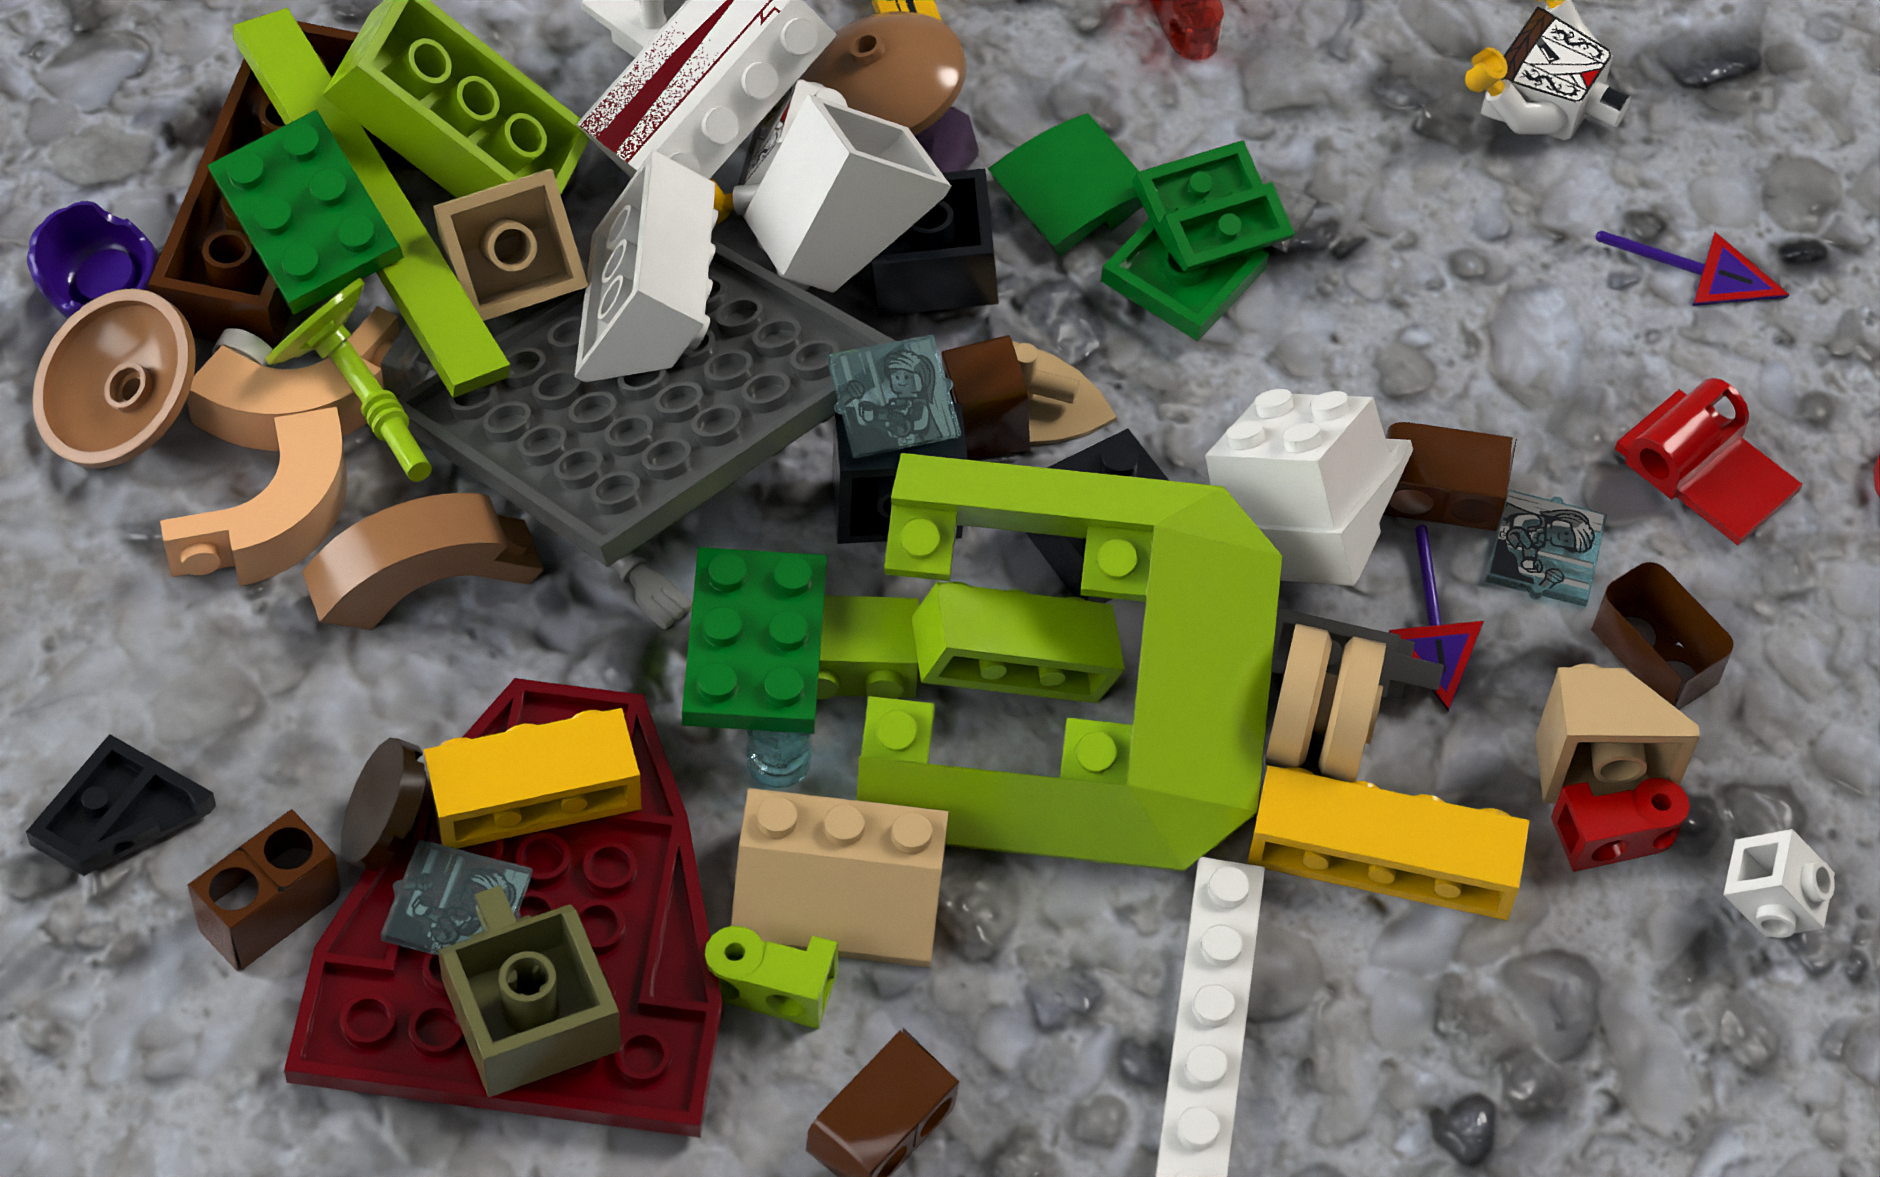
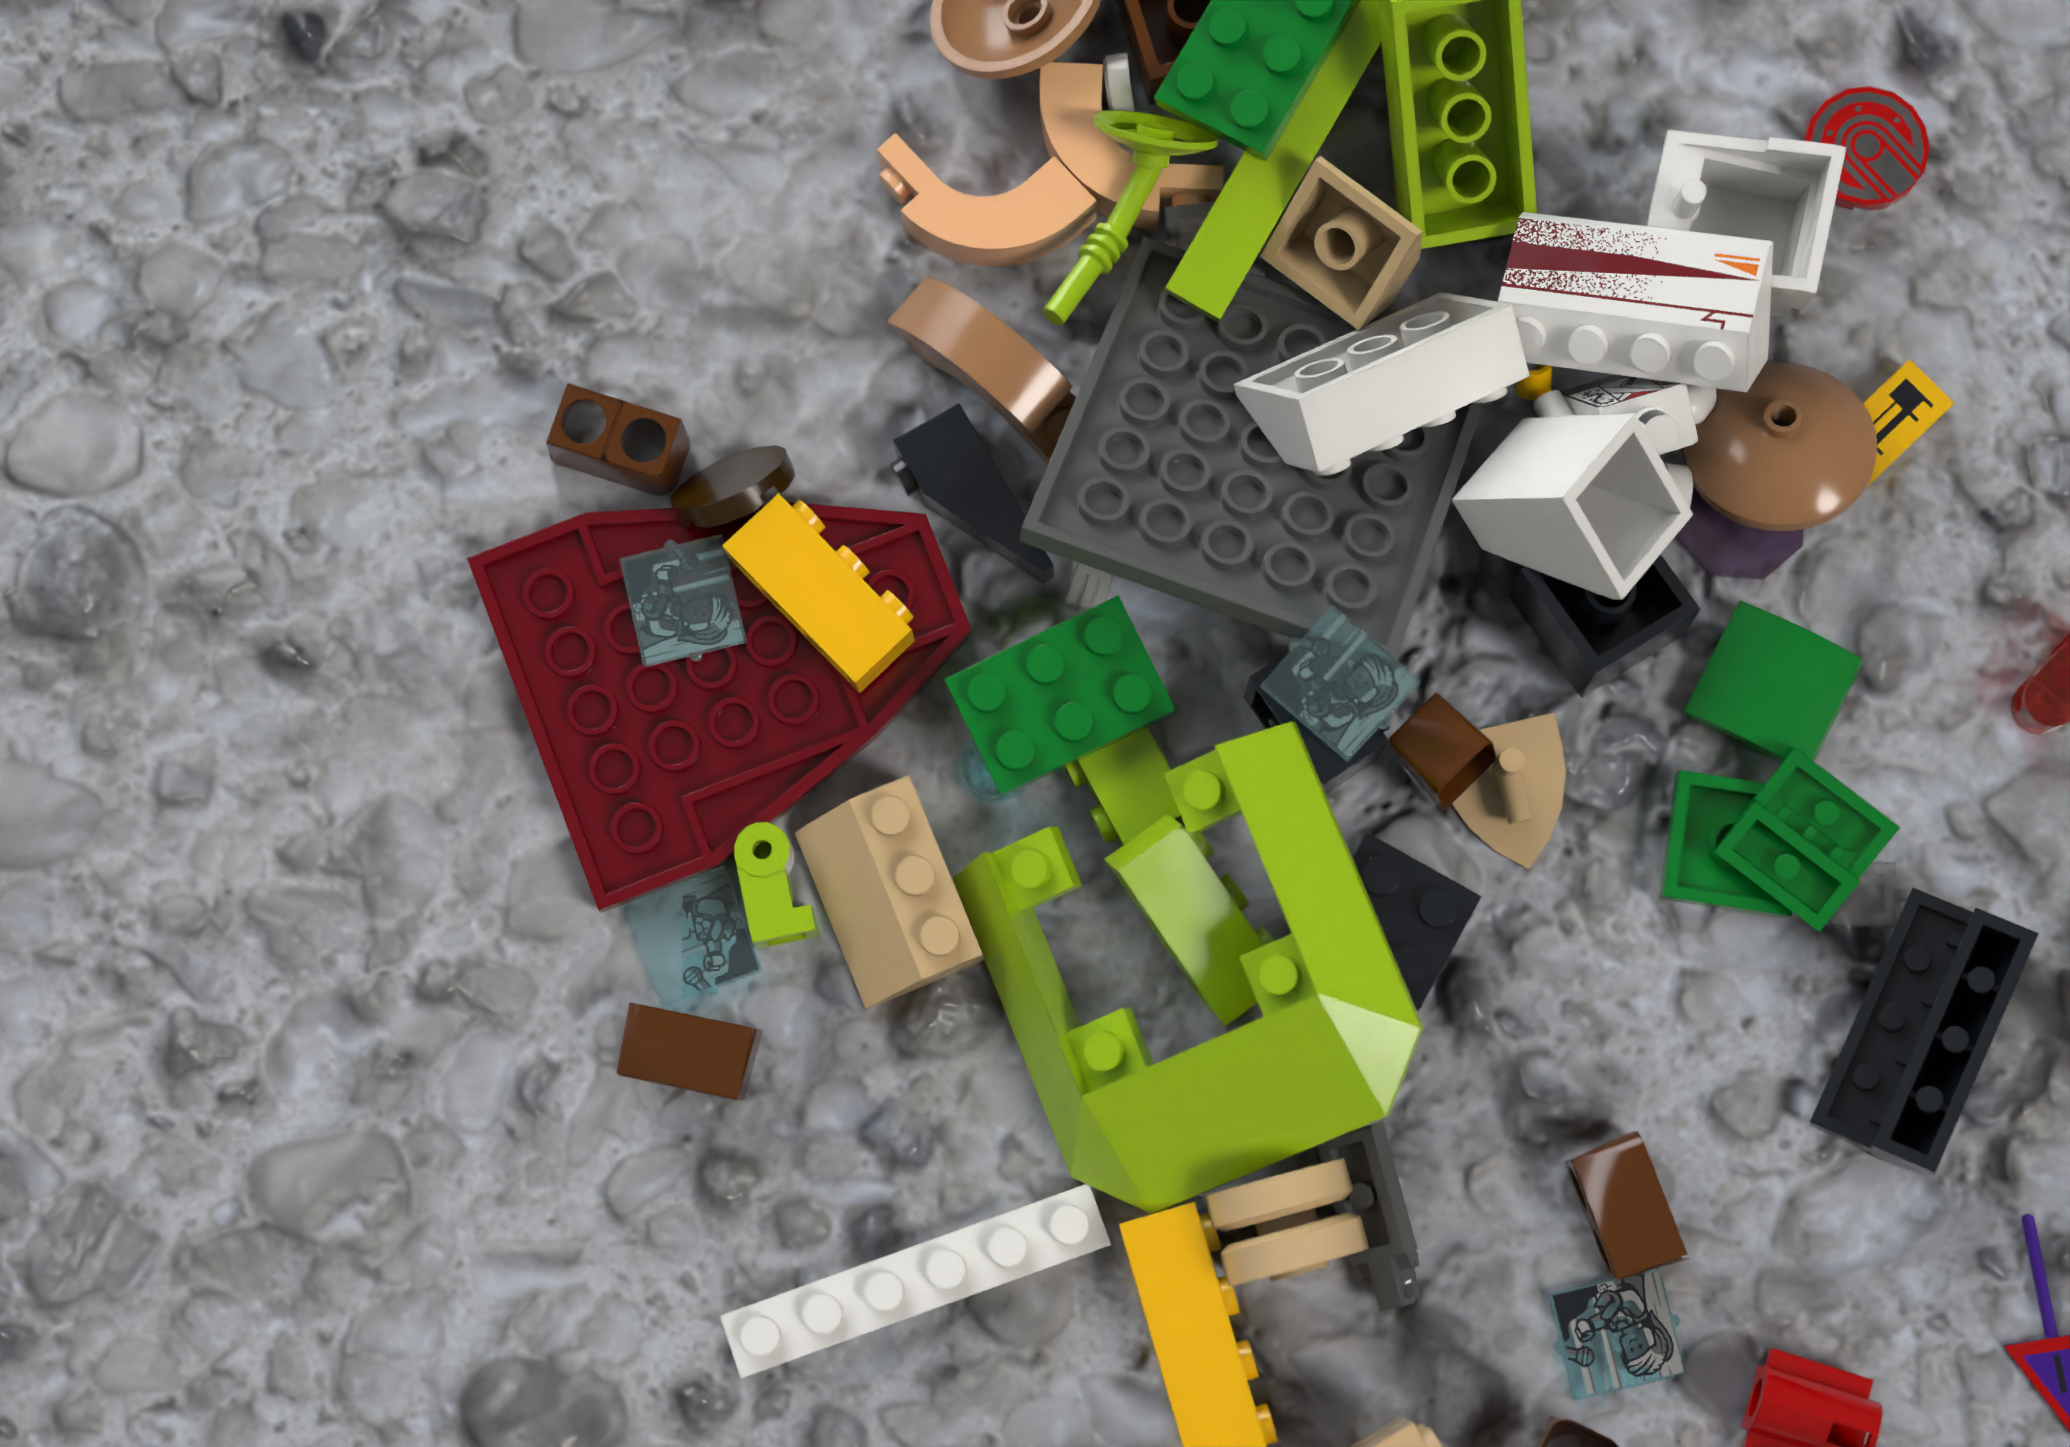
camera: 70 degrees right, 25 degrees up
(116, 807) = (628, 274): black wing -> none
(503, 636) = (963, 486): none -> black slope
(528, 994) = (608, 673): olive hinge -> none
(772, 1072) = (694, 937): none -> clear light blue piece
(1312, 479) = (1510, 1090): white piece -> none
(1417, 215) = (1923, 1031): none -> black brick
(1437, 642) = (1445, 1285): piece -> none

